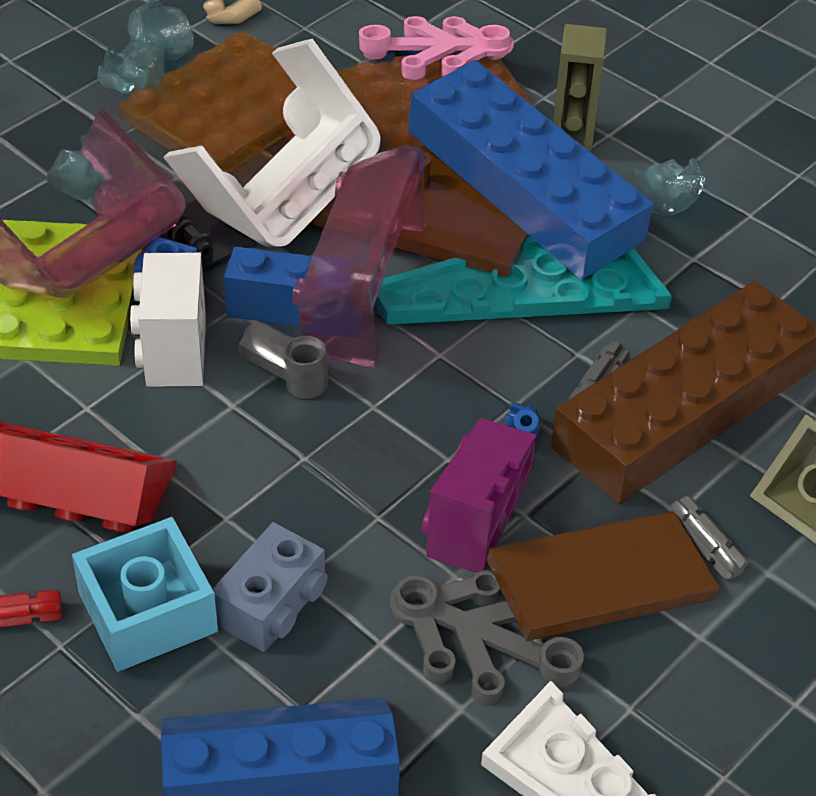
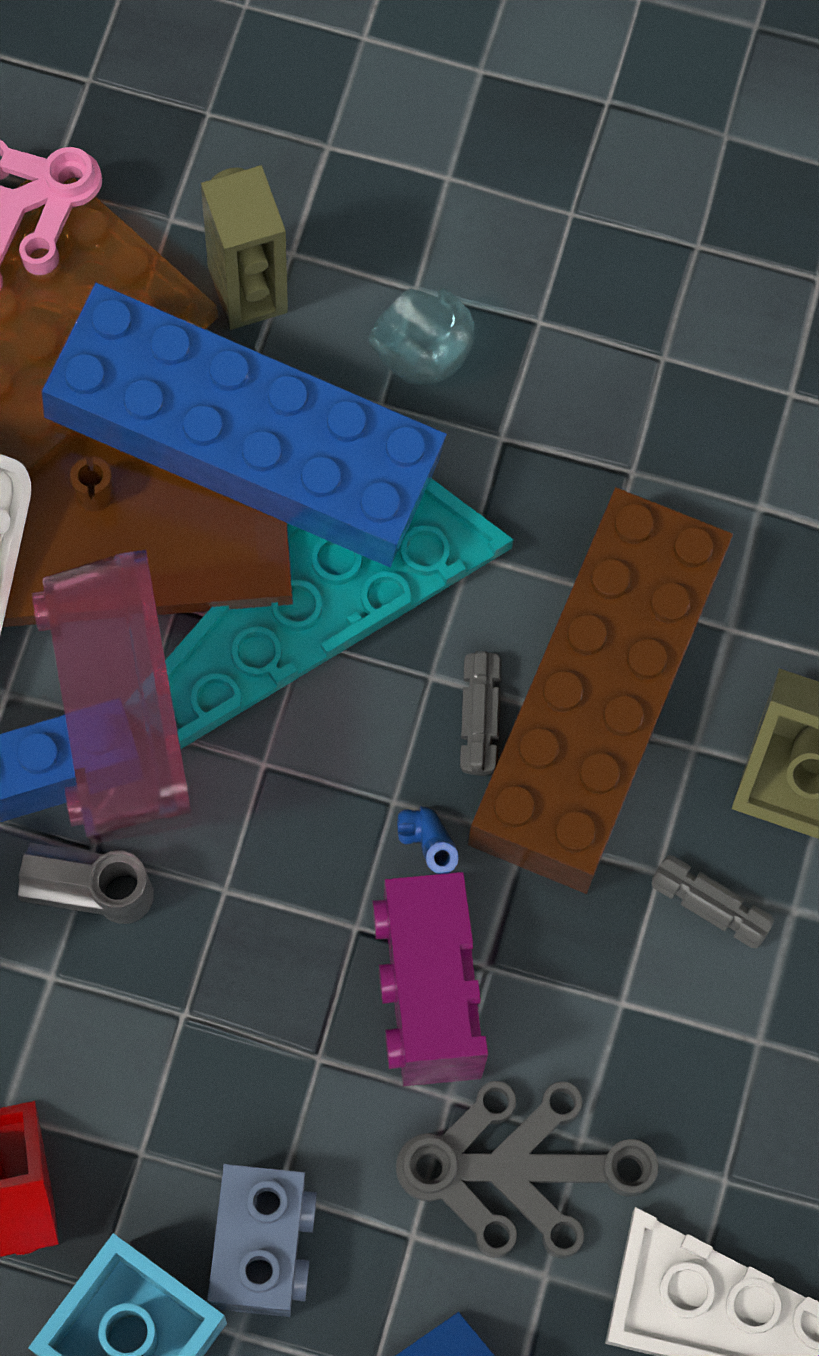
camera: 30 degrees left, 25 degrees up
(601, 575) = (620, 1024): reddish brown tile -> none

